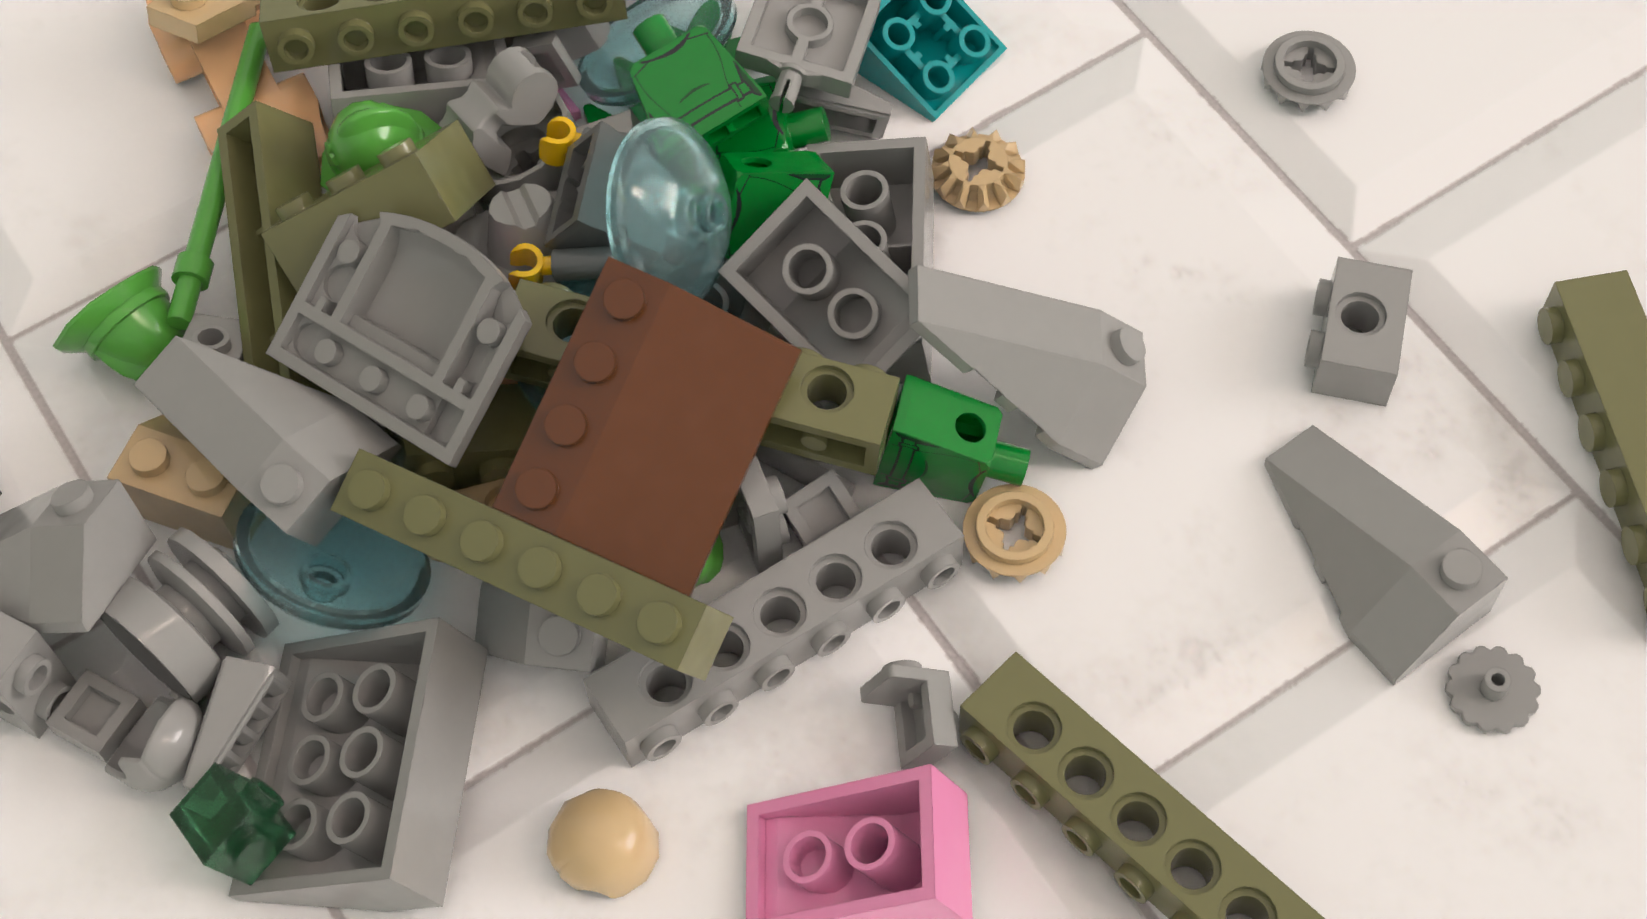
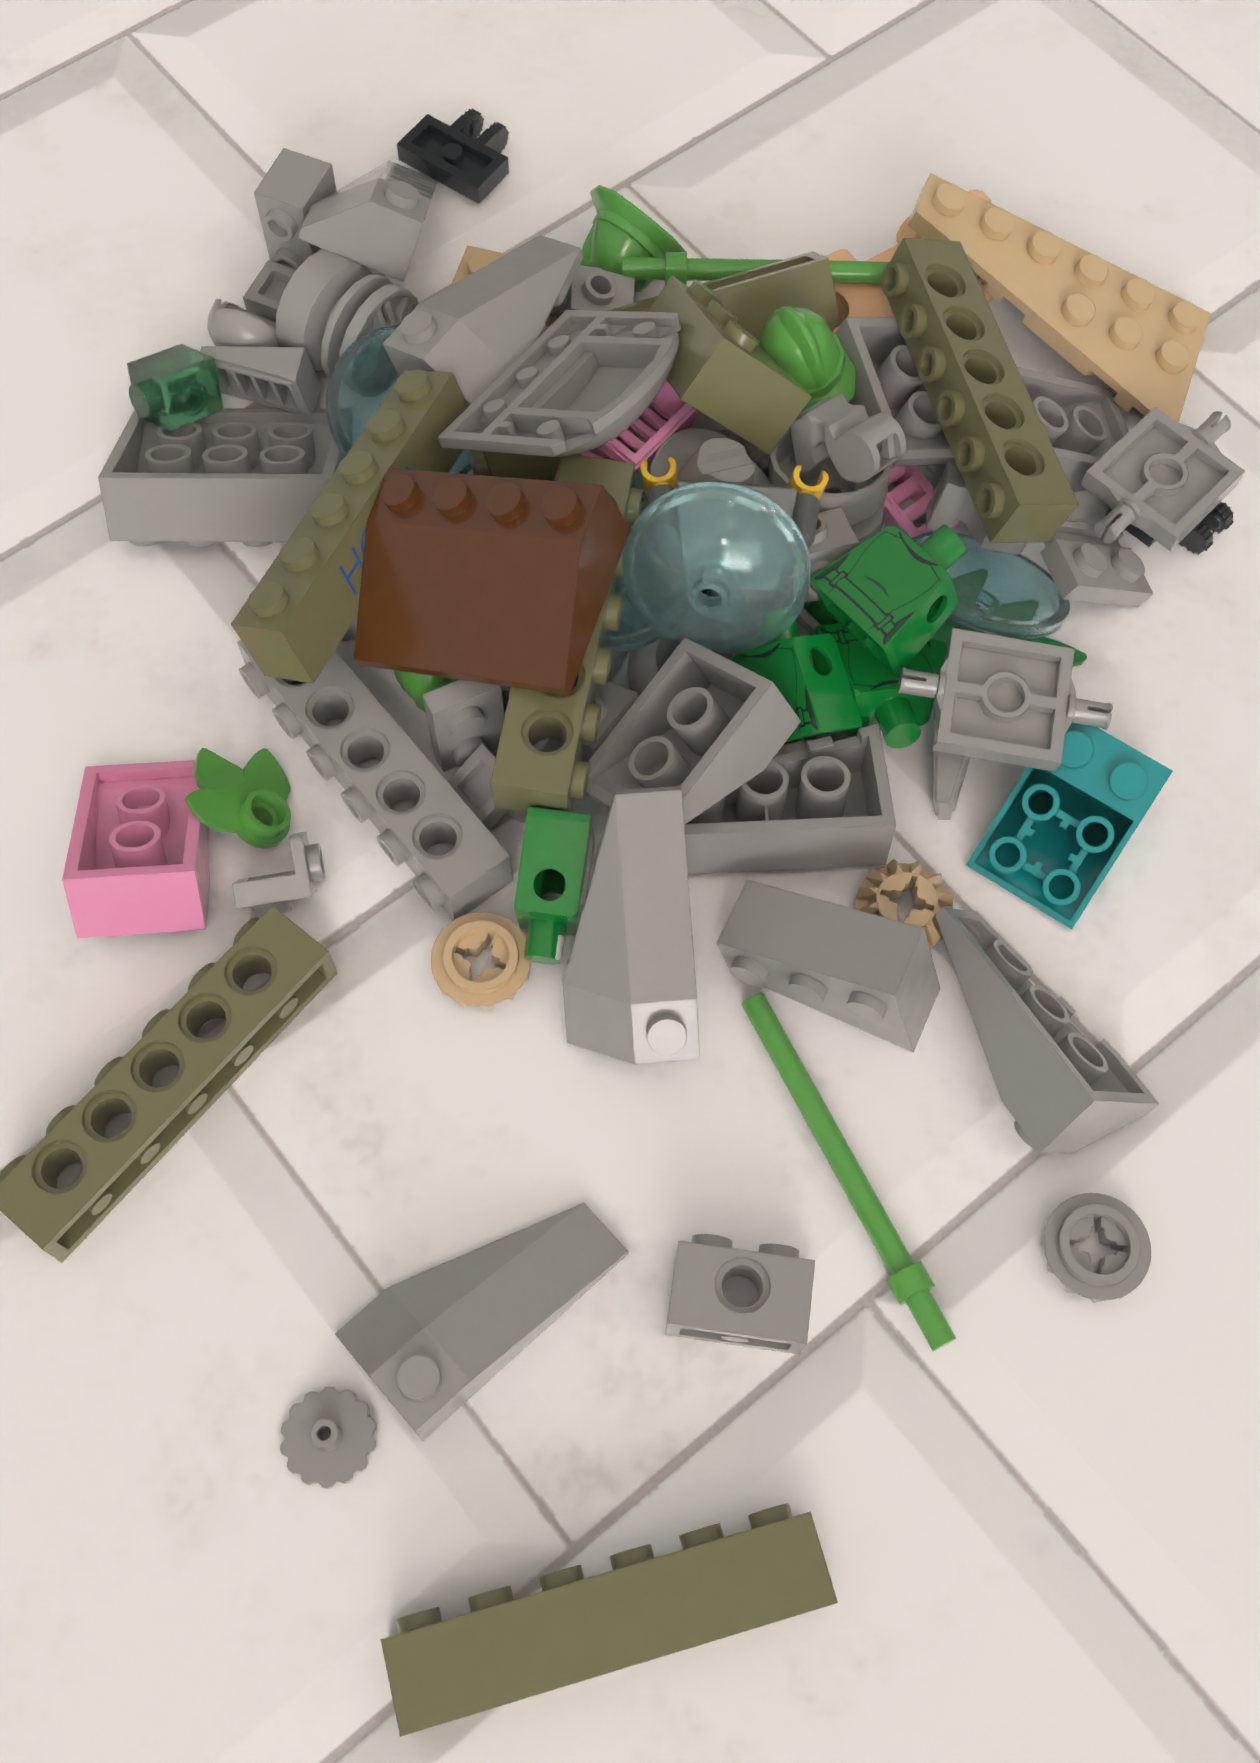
camera: 80 degrees right, 5 degrees up
(603, 843) = (170, 653): tan hair -> none
(810, 753) = (236, 797): none -> bright green plate
(1046, 211) = (833, 960): none -> light grey wedge
(1157, 70) = (1042, 1065): none -> light grey wedge
(1336, 208) = (908, 1279): none -> bright green bar

